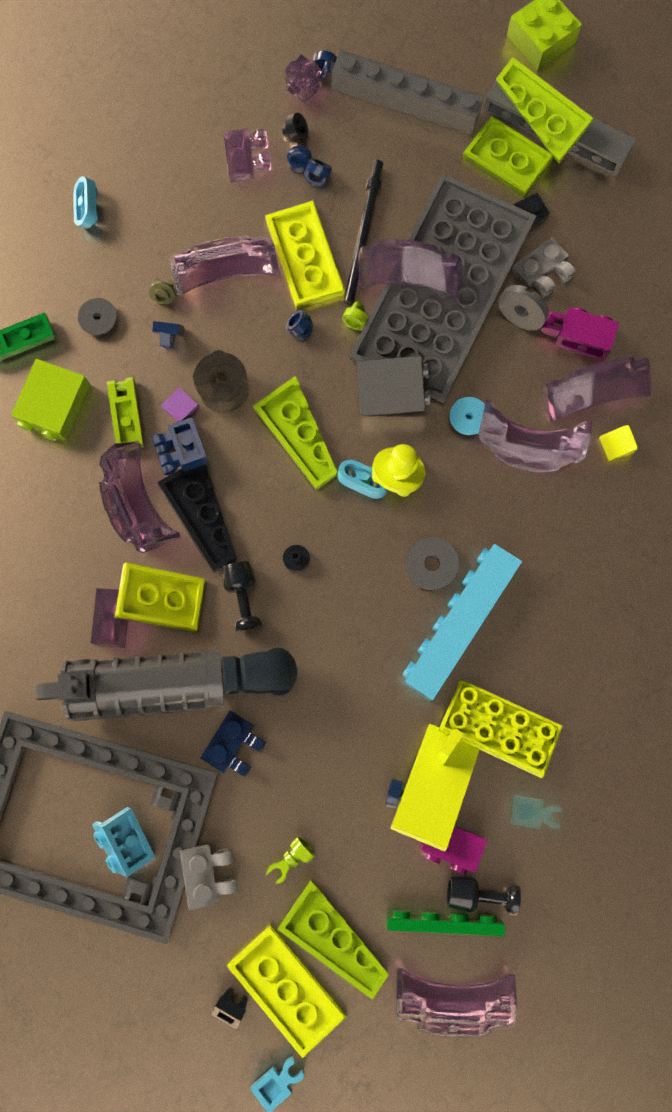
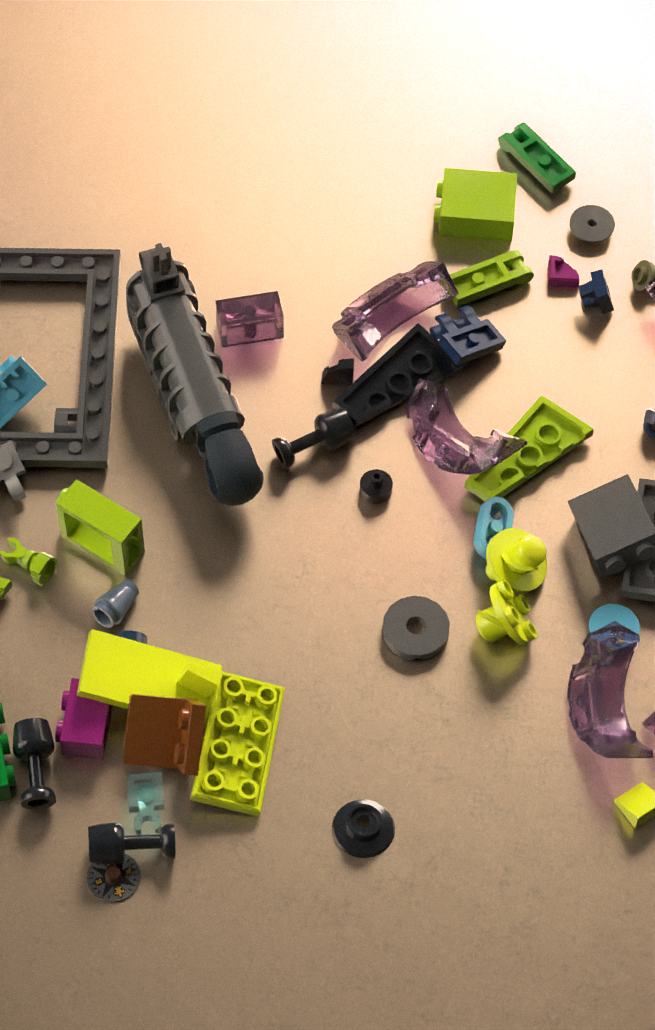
camera: 70 degrees right, 20 degrees down
(136, 355) = (561, 274): none -> magenta tile
(159, 597) = (286, 356): neon yellow tile -> none
(179, 405) = (517, 328): medium lavender tile -> none
(184, 553) = (339, 374): none -> black tile
(213, 393) = (557, 356): clear smoke brick -> none
(227, 742) = (145, 468): dark blue plate -> none
(276, 489) = (447, 441): none -> windscreen
(284, 795) = (100, 527): none -> lime window
(352, 796) = (114, 604): none -> sand blue cone
(447, 492) = (506, 616): none -> neon yellow plate
(462, 622) = (353, 671): medium azure brick -> none
(487, 782) = (164, 732): none -> dark orange bracket
(566, 851) = (109, 843): none -> black piece
(575, 652) = (363, 841): none -> black piece
(585, 852) = (114, 882): none -> piece

